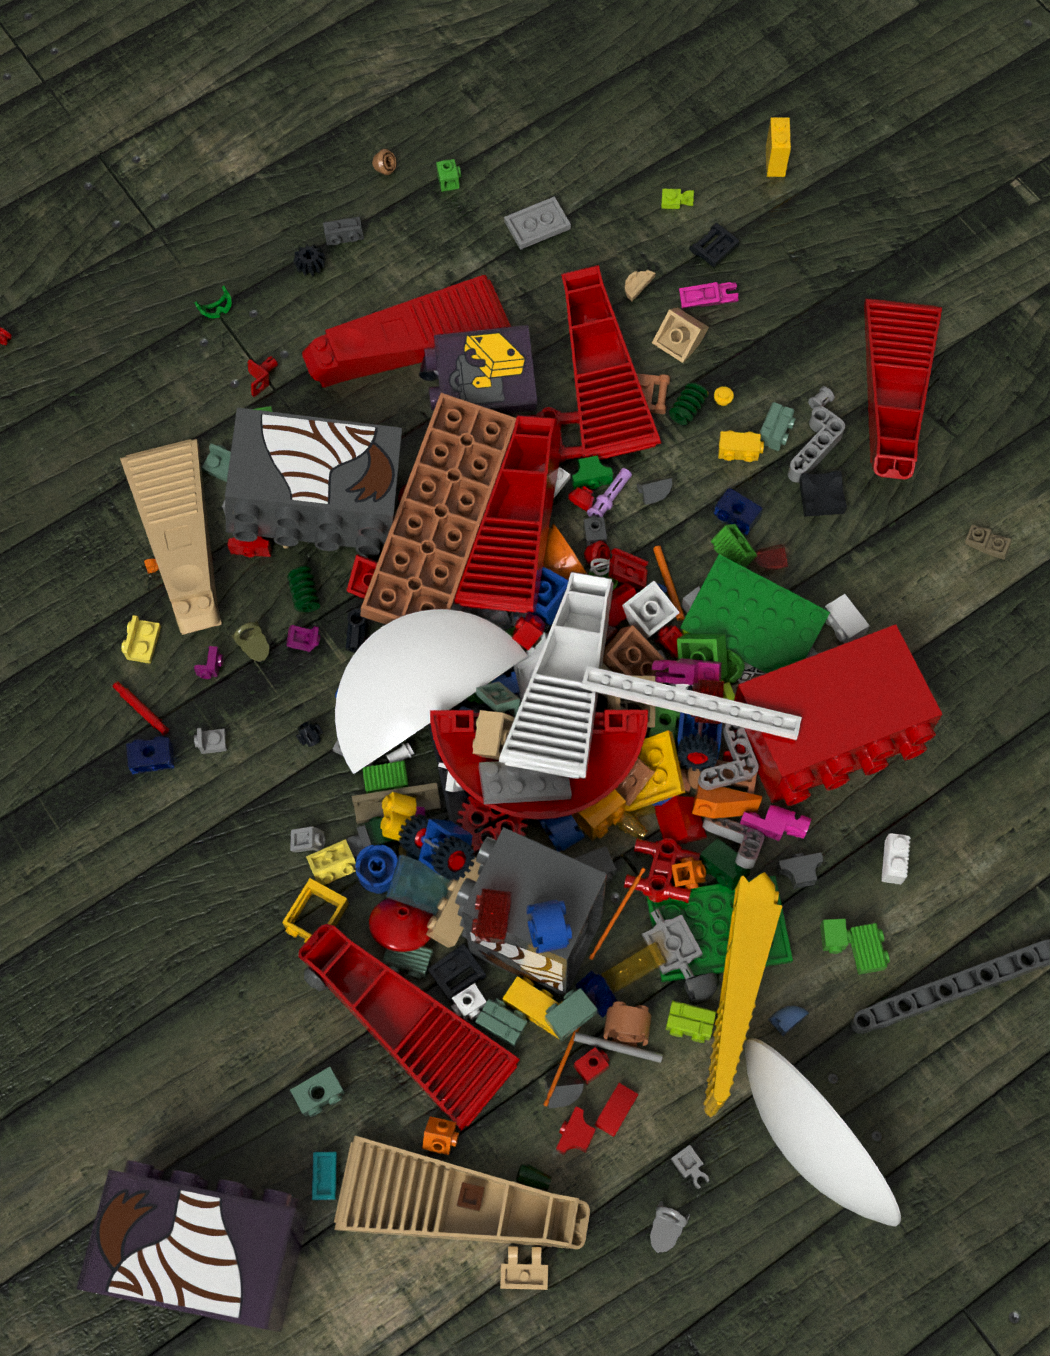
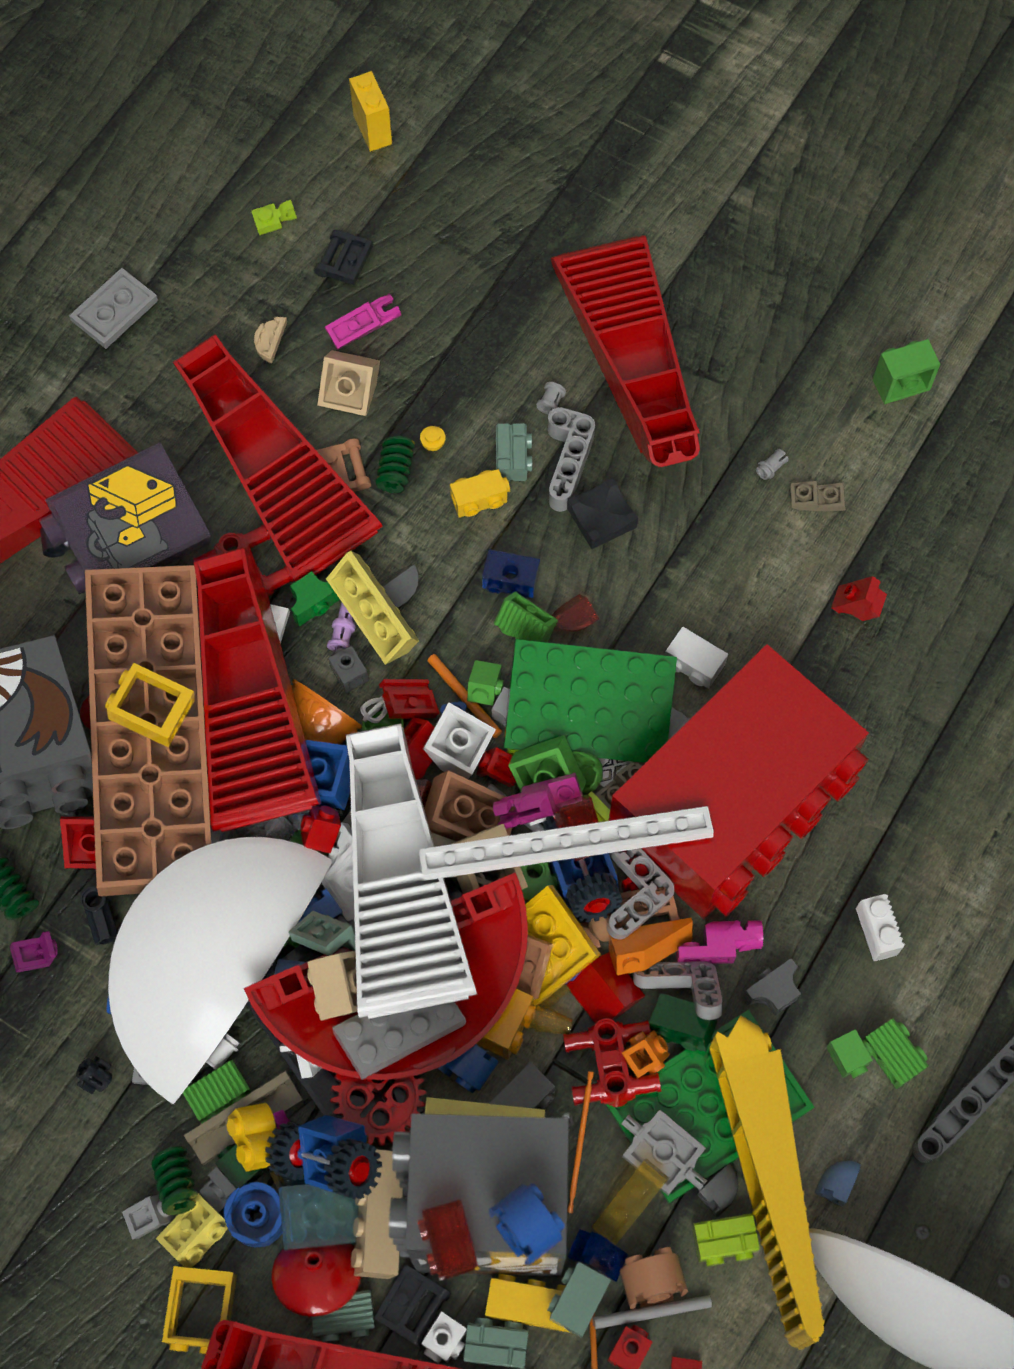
camera: 25 degrees left, 0 degrees up
(333, 823) = (173, 1180): none -> dark green piece
(460, 515) = (175, 718): none -> yellow window
(582, 498) = (314, 632): red cone -> none
(597, 550) = (360, 692): red cone -> none
(628, 496) = (371, 608): none -> light yellow slope
(686, 578) = (484, 683): none -> bright green brick
(960, 507) = (771, 464): none -> light grey pin
(985, 625) = (860, 599): none -> red brick

